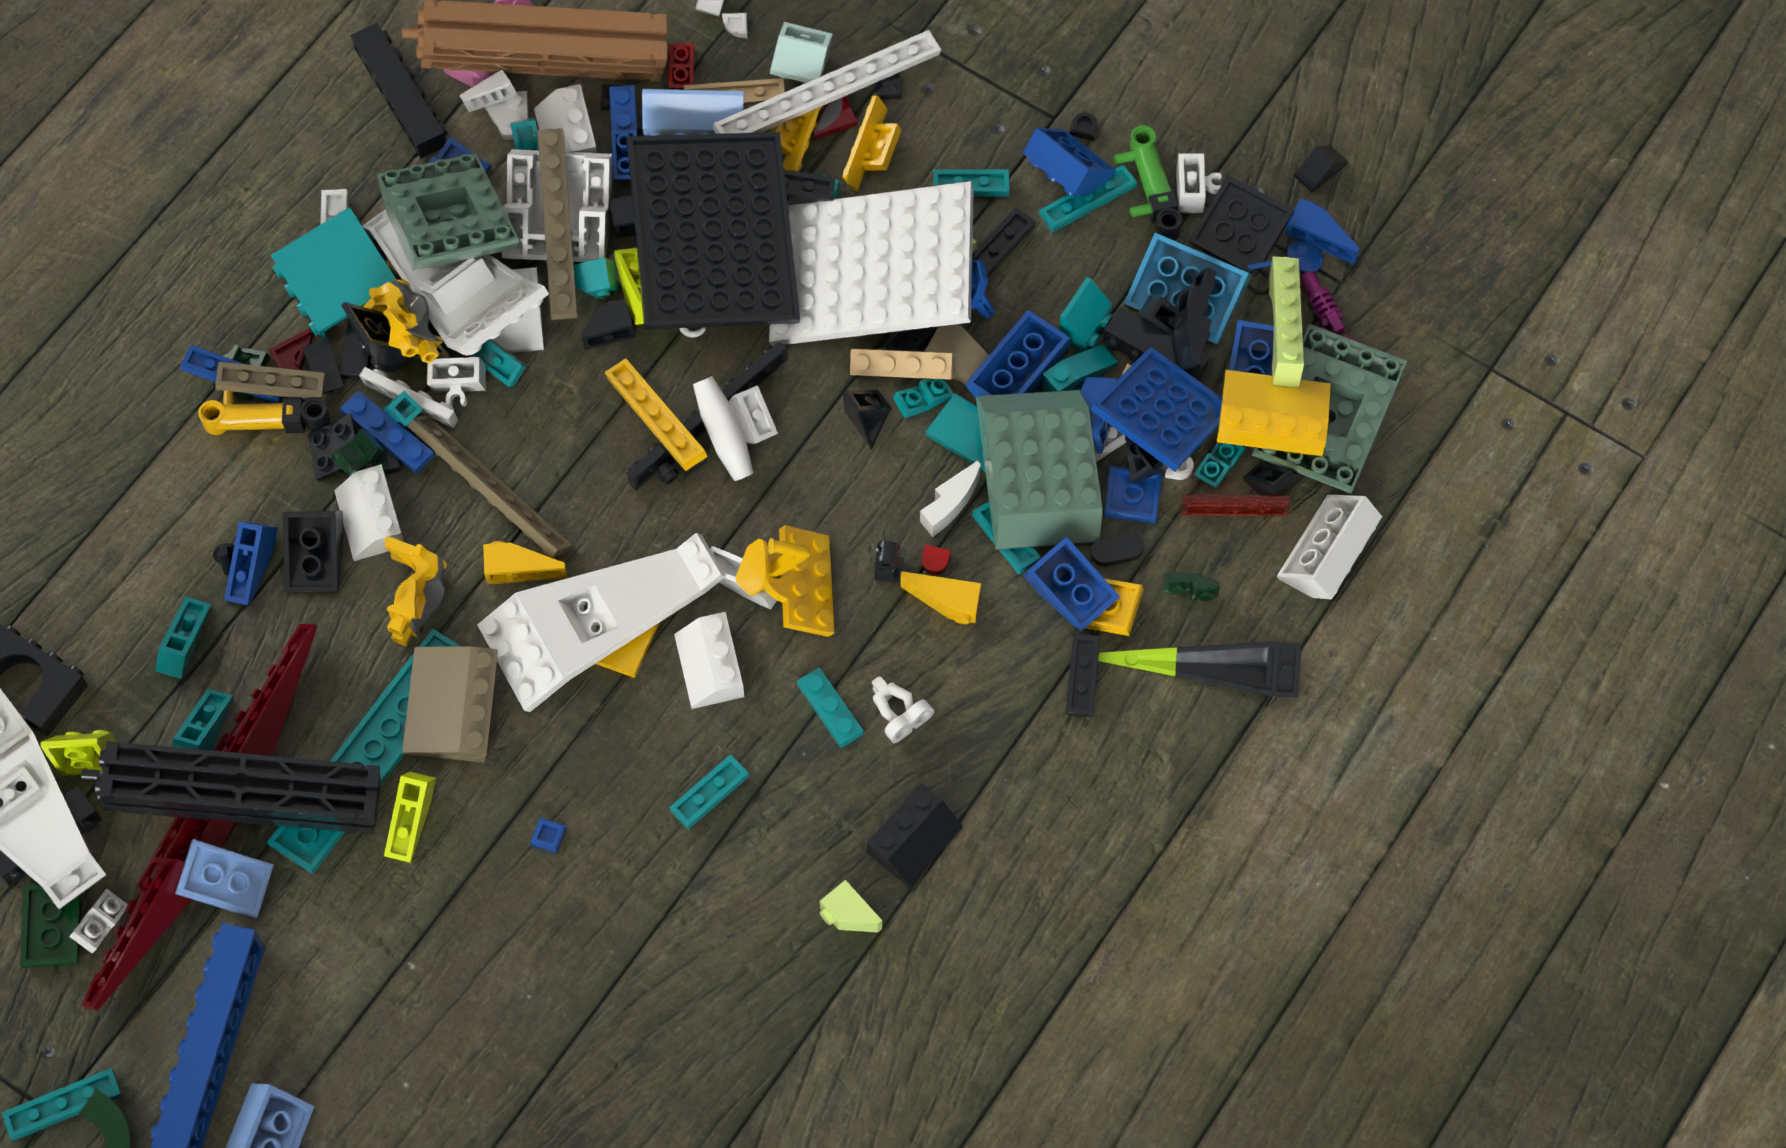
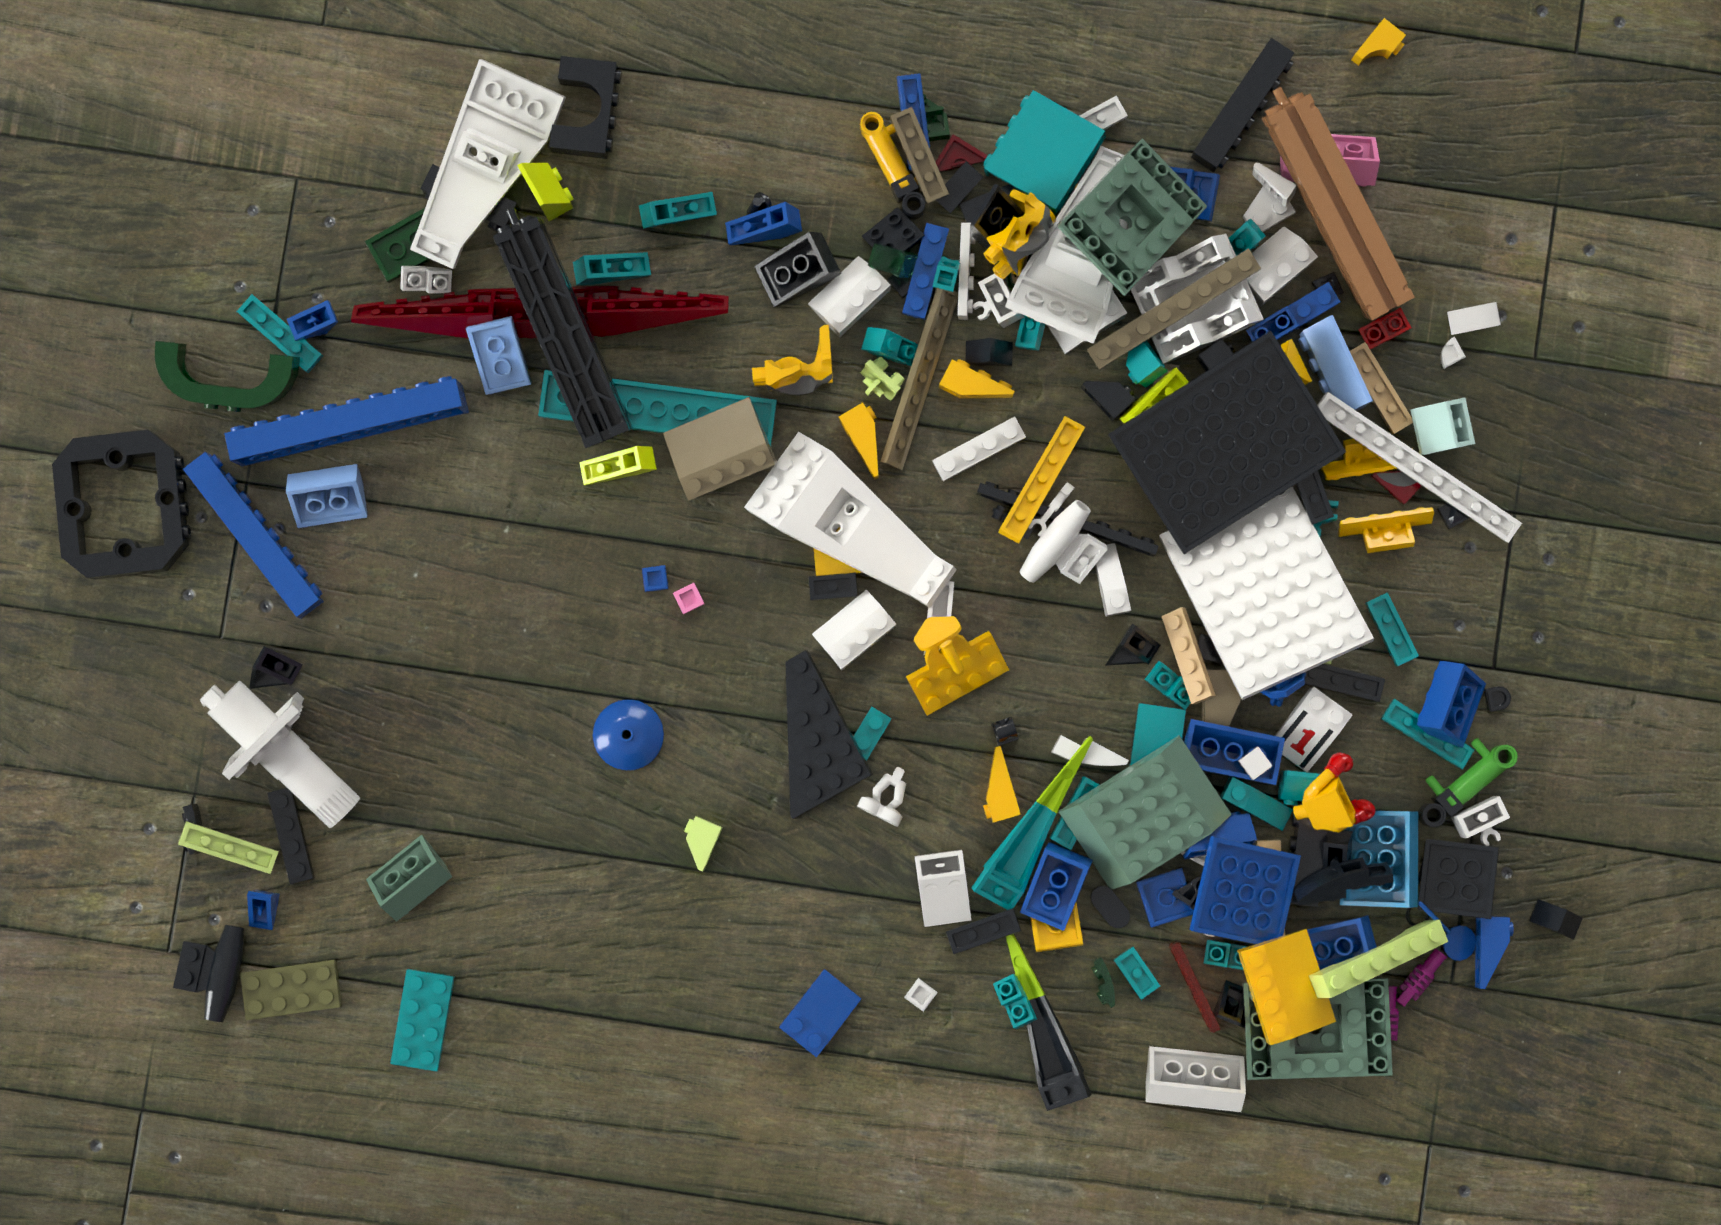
camera: 70 degrees right, 20 degrees up
(72, 1055) = (313, 321): none -> blue slope
(441, 499) = (889, 346): none -> teal slope
(471, 522) = (880, 382): none -> yellowish green hips
(500, 414) = (989, 352): none -> black slope
(521, 443) = (967, 383): none -> yellow slope
(588, 808) = (688, 598): none -> bright pink plate
(592, 466) = (979, 449): none -> white plate
(653, 662) = (833, 586): none -> black plate
(687, 412) = (1054, 506): none -> white piece
(699, 956) = (645, 738): none -> blue dish
(709, 792) = (747, 684): teal plate -> none
(797, 403) = (1112, 583): none -> white slope
(809, 746) = (820, 745): none -> black wing
(914, 835) = (786, 861): black slope -> none
(935, 559) = (1030, 764): red tile -> none
(1017, 693) = (943, 888): none -> white slope
(1025, 614) = (1012, 863): none -> teal plate
(1028, 284) = (1311, 728): none -> white slope
(1039, 344) = (1255, 763): none -> white tile
(1092, 877) = (820, 1013): none -> blue slope
(1108, 293) = (1328, 802): none -> yellow torso
(1119, 769) = (920, 994): none -> white tile
(1170, 679) = (1015, 1001): none -> teal slope
(1195, 552) = (1136, 972): none -> teal plate

